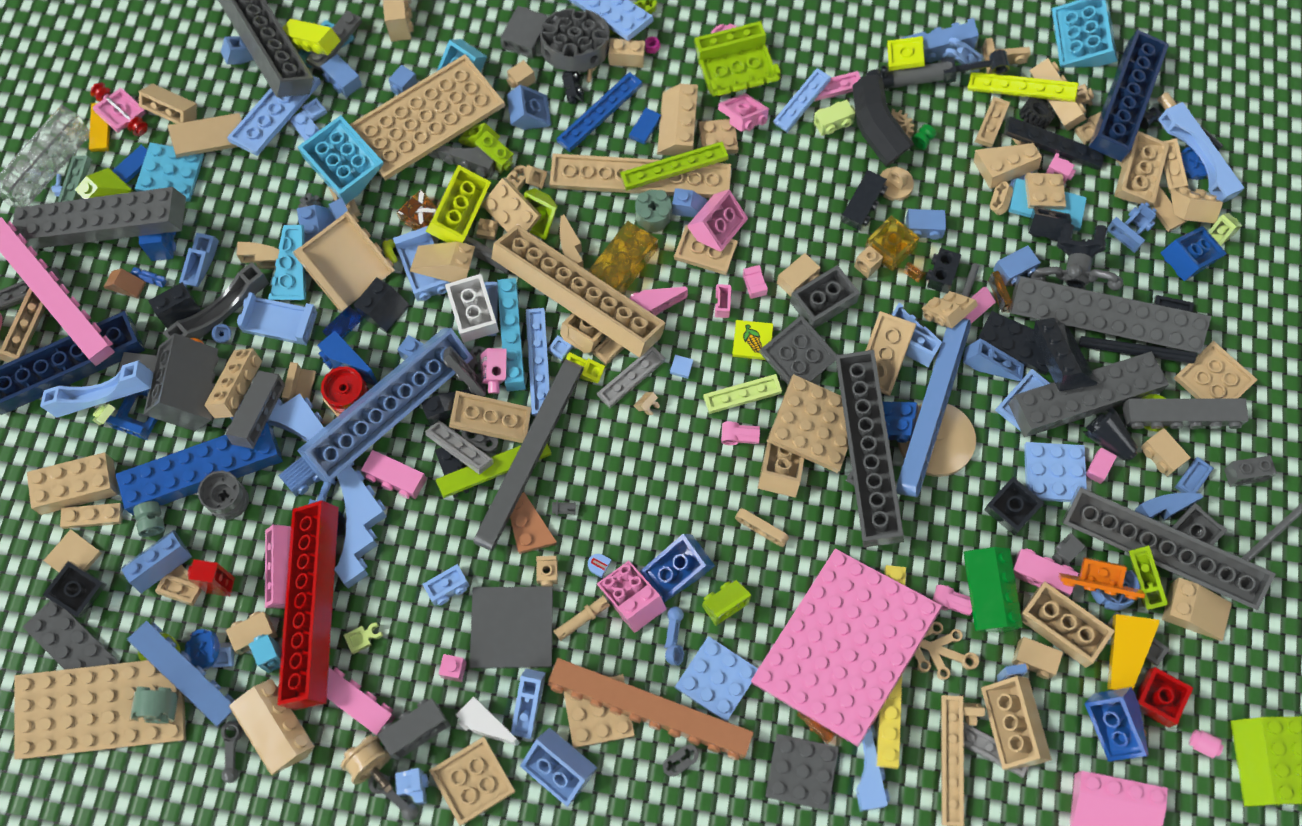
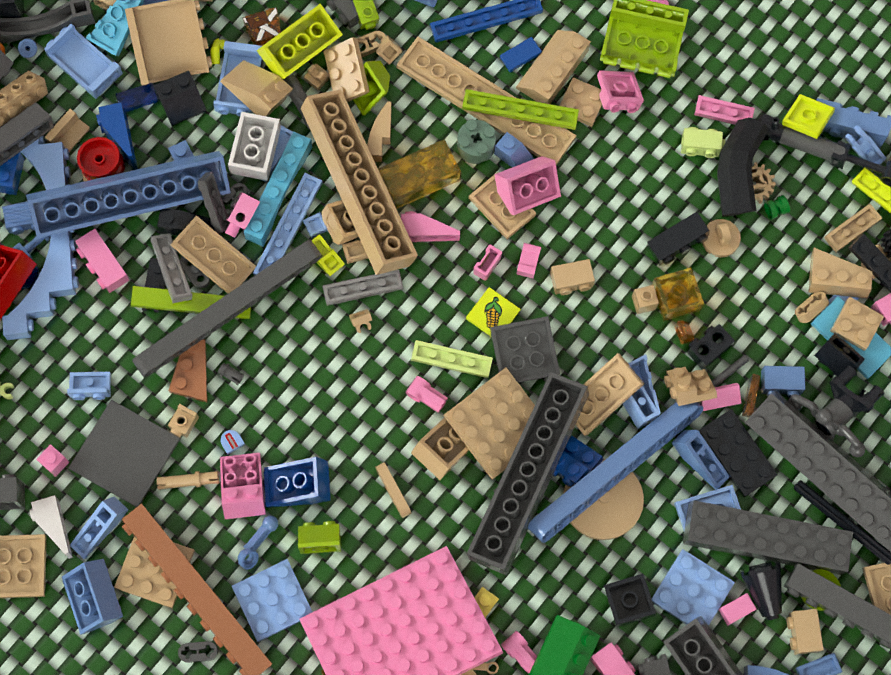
camera: 25 degrees right, 5 degrees up
(681, 366) = (413, 303): light blue tile -> none
(802, 100) = (682, 108): light blue tile -> none
(824, 297) = (581, 311): dark grey brick -> none
(926, 223) = (722, 292): medium blue brick -> none
(1062, 355) = (764, 489): black slope -> none

